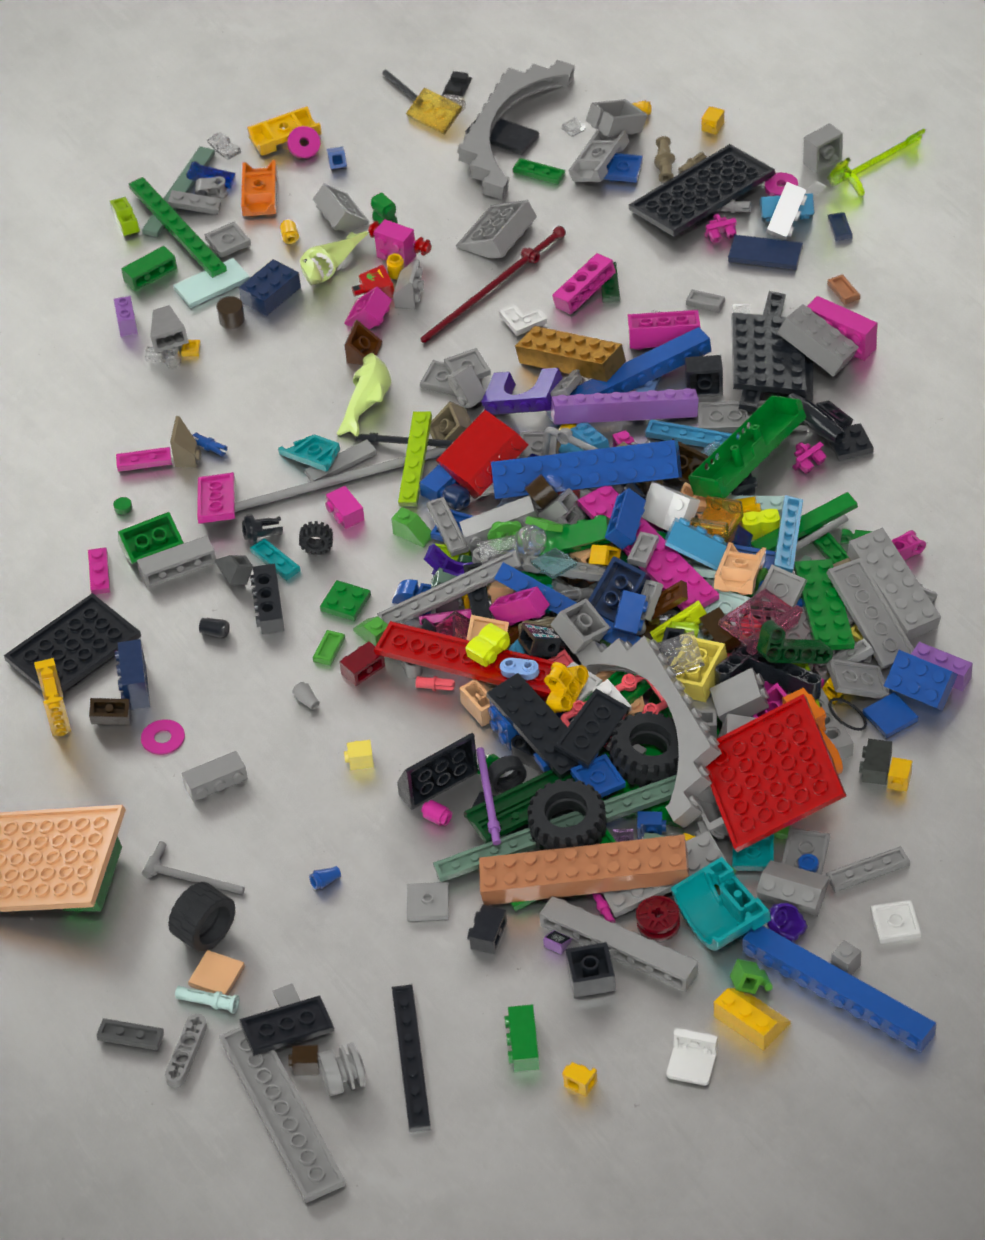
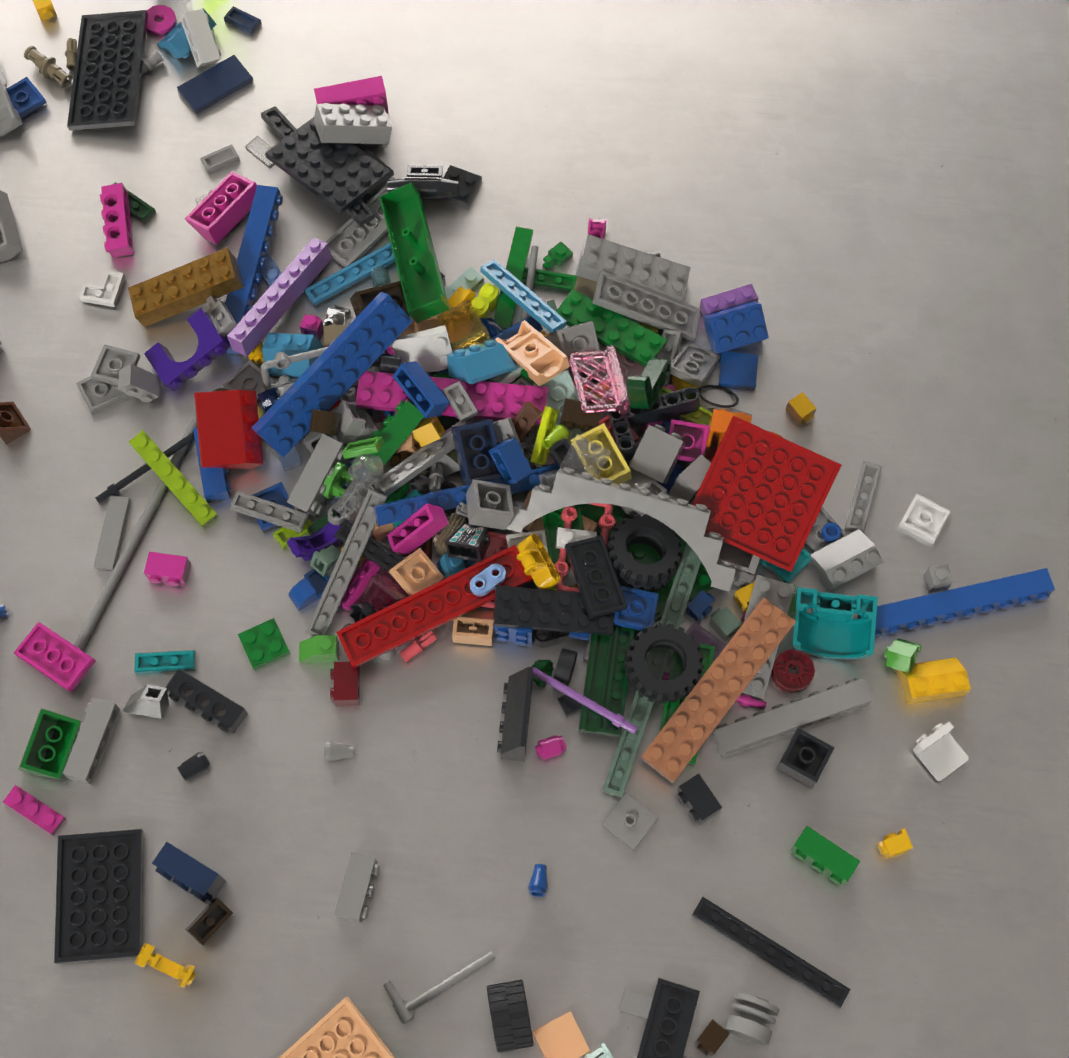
camera: 55 degrees left, 20 degrees up
(176, 740) = (253, 890): dark pink gear -> none
(253, 528) = (120, 654): black piece -> none
(313, 451) = (82, 545): teal wing -> none
(316, 530) = (181, 615): black tyre -> none
(328, 647) = (301, 694): bright green tile -> none
(359, 755) = (438, 758): light yellow brick -> none
(371, 385) = (60, 443): yellowish green piece -> none
(410, 527) = (240, 537): bright green slope -> none
(450, 422) = (165, 425): dark tan slope -> none
(456, 496) = (243, 480): dark blue head -> none
(488, 644) = (444, 584): neon yellow brick -> none
(528, 255) = (41, 231): dark red bar -> none
(554, 563) = (403, 471): clear light blue piece -> none
(556, 942) = (750, 757): medium lavender slope -> none
(704, 375) = (304, 221): black brick -> none
(720, 226) = (158, 89): dark pink hips -> none
(787, 921) = (872, 585): dark purple hair -> none
(805, 455) = (445, 221): dark pink hips -> none
(843, 289) = (306, 68): nougat tile -> none
(876, 761) = (776, 413): pearl dark grey brick -> none

